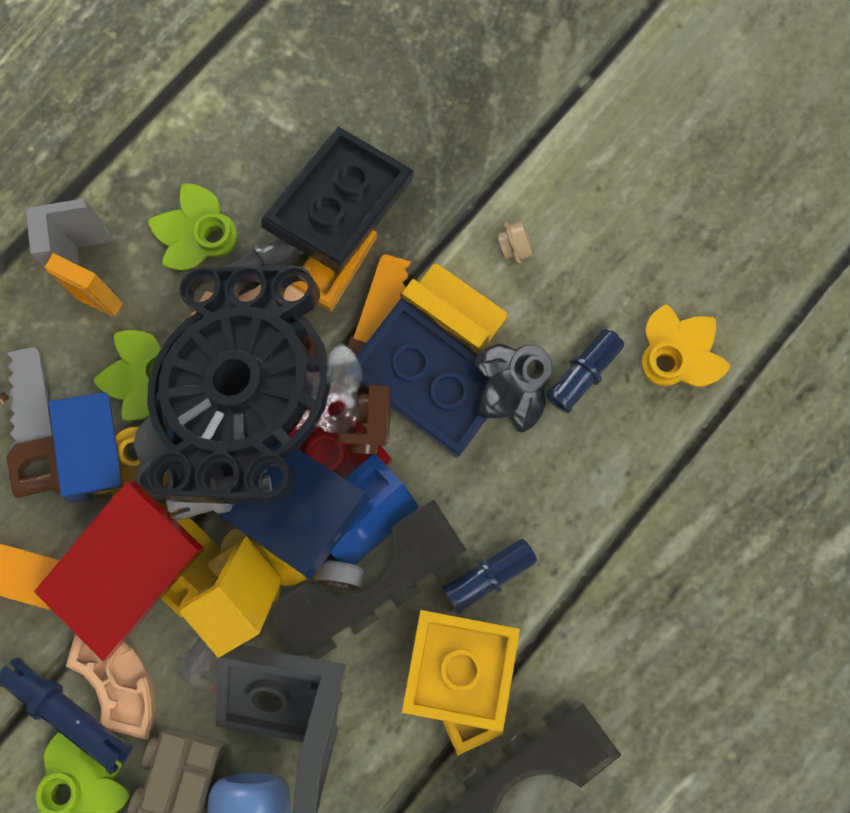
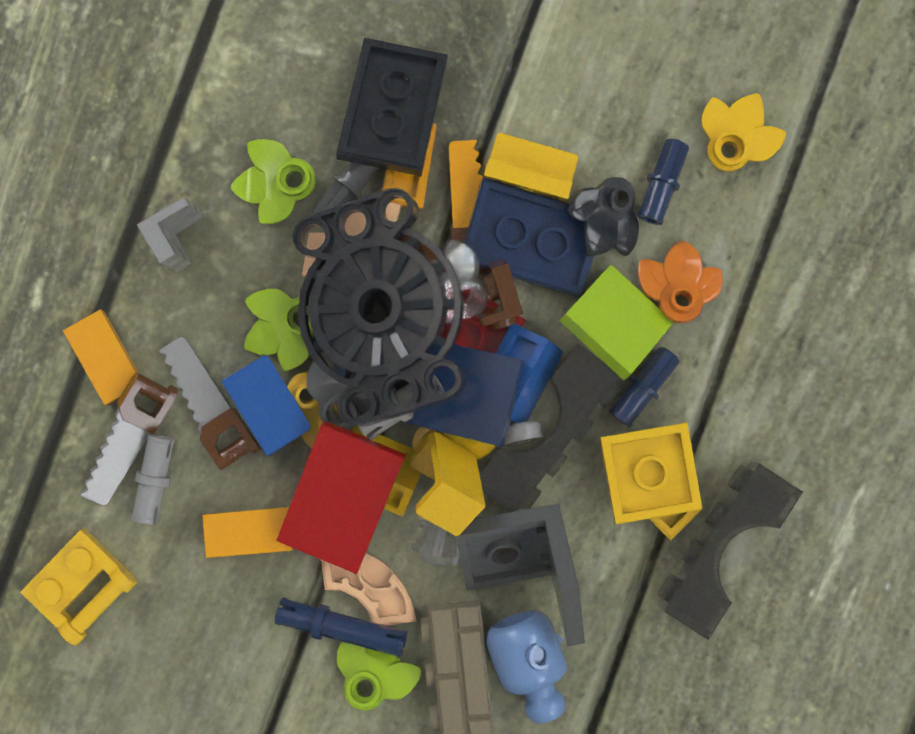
camera: 20 degrees left, 10 degrees up
(83, 285) = (207, 270): light orange tile -> none
(483, 494) = (616, 322): none -> lime tile
(515, 242) = (562, 88): tan plate -> none
(570, 473) = (682, 276): none -> orange plate

